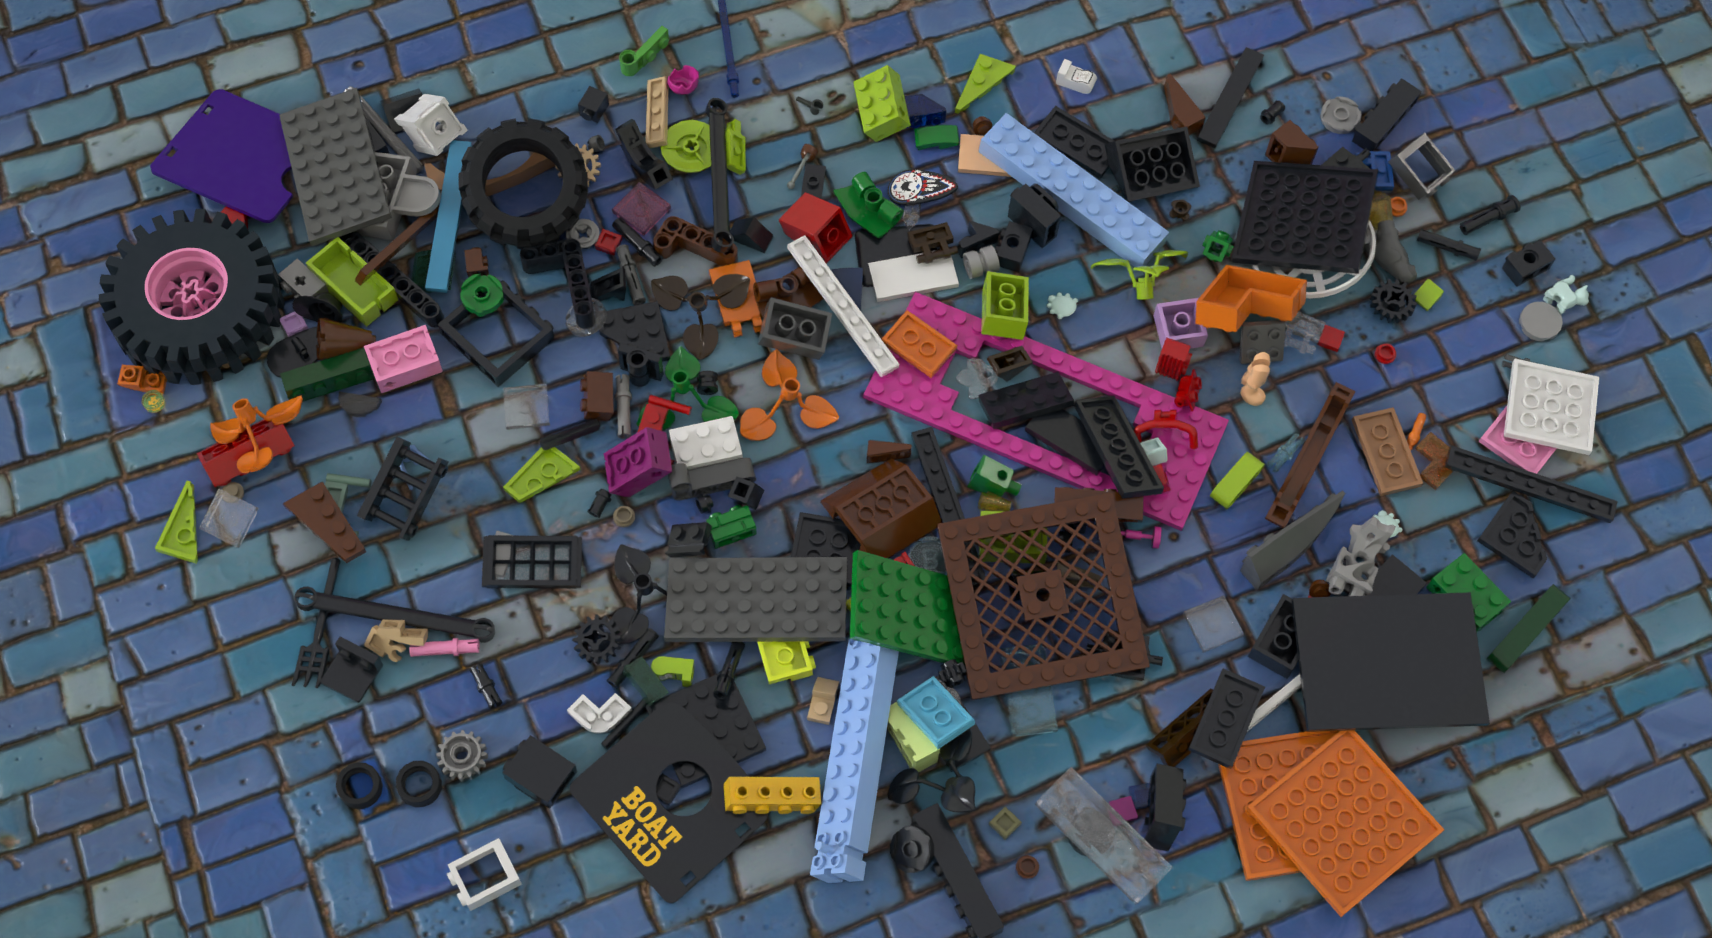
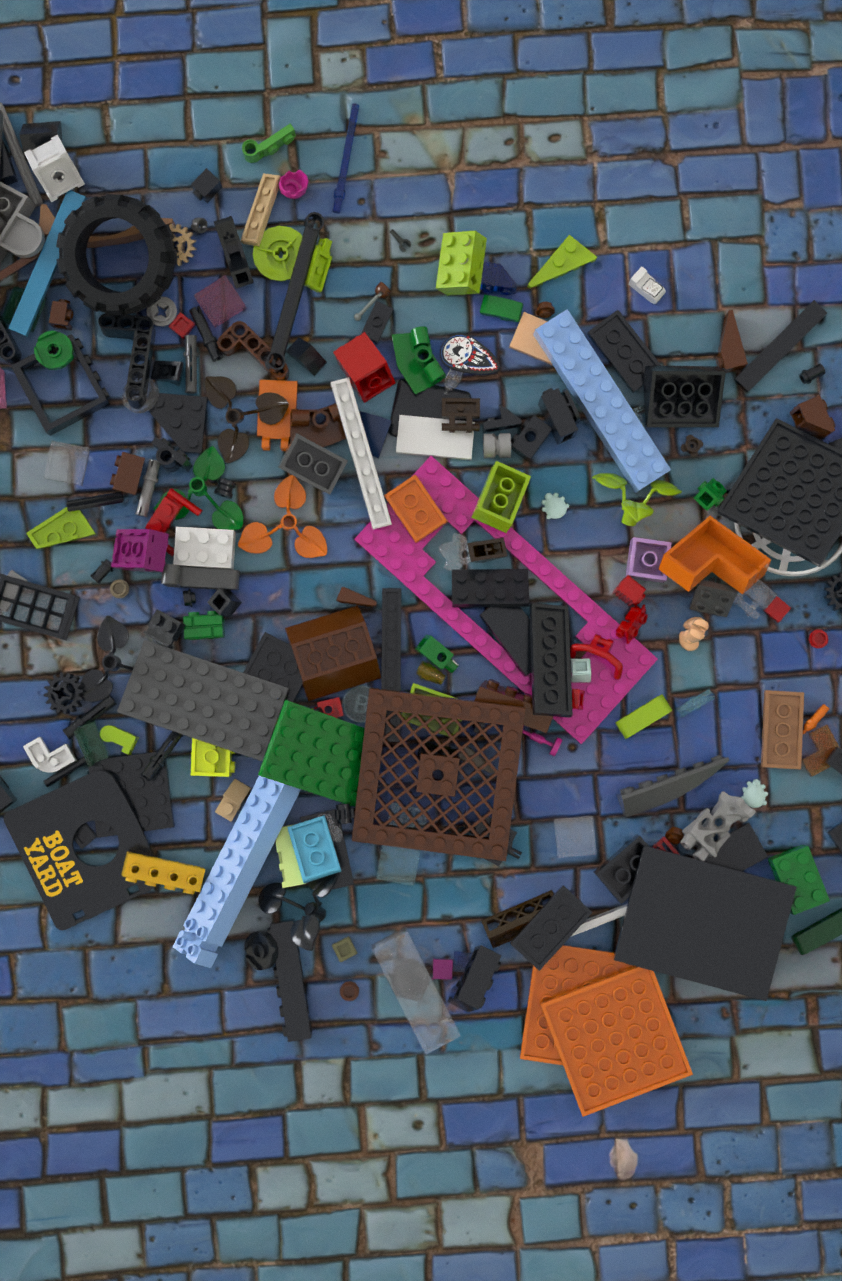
camera: 20 degrees right, 20 degrees up
(1310, 455) = (722, 705): reddish brown slope -> none

